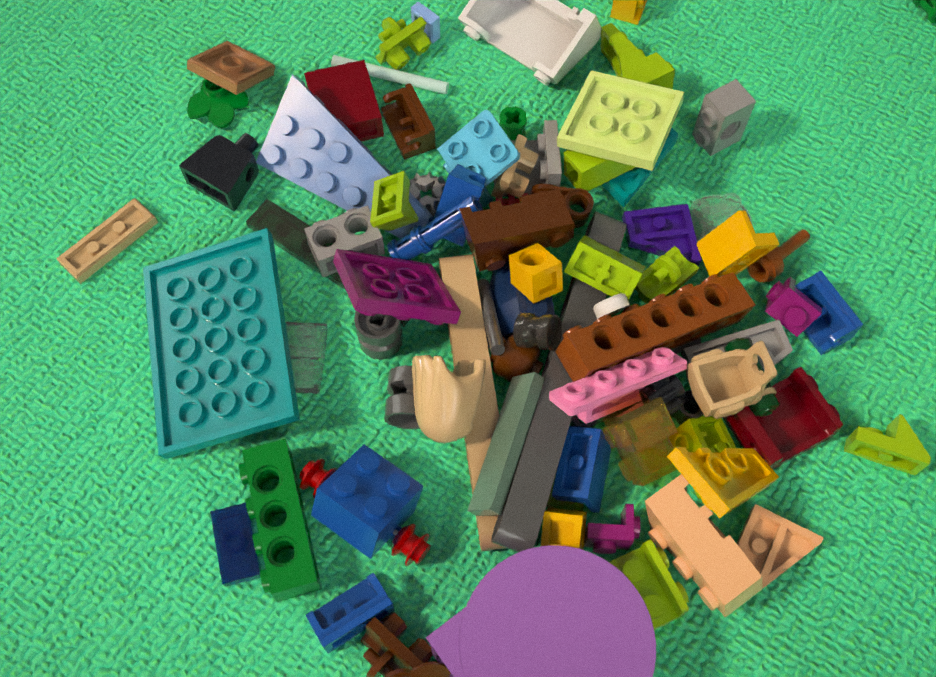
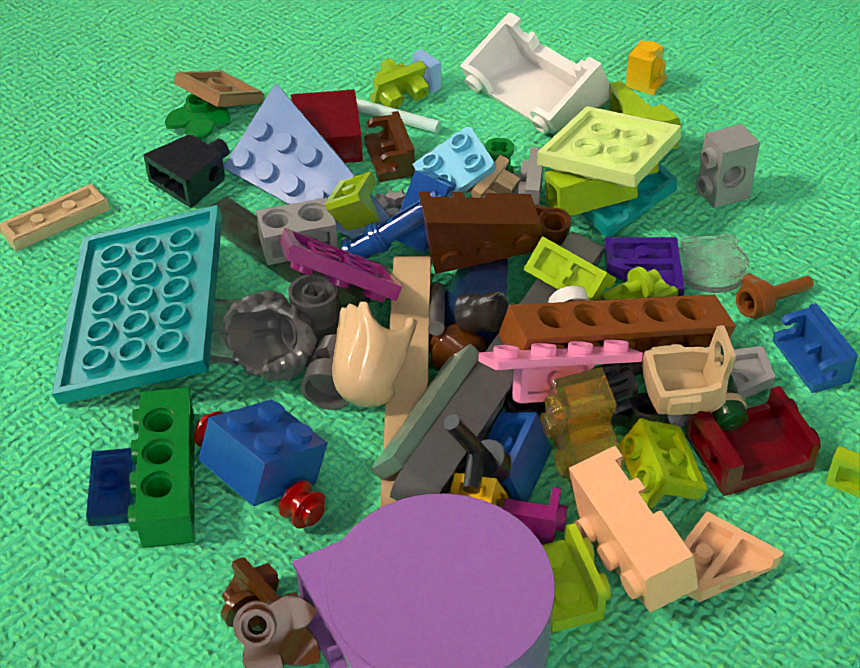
camera: 10 degrees right, 20 degrees down
(347, 371) = (269, 336): none -> dark grey hair
(350, 613) = (211, 569): blue hinge -> none
(536, 273) = (492, 265): yellow brick -> none
(569, 496) = (483, 457): none -> black piece
(725, 477) = (666, 464): yellow wing -> none
(734, 245) = (722, 268): yellow panel -> none
(791, 306) = (779, 336): magenta bracket -> none

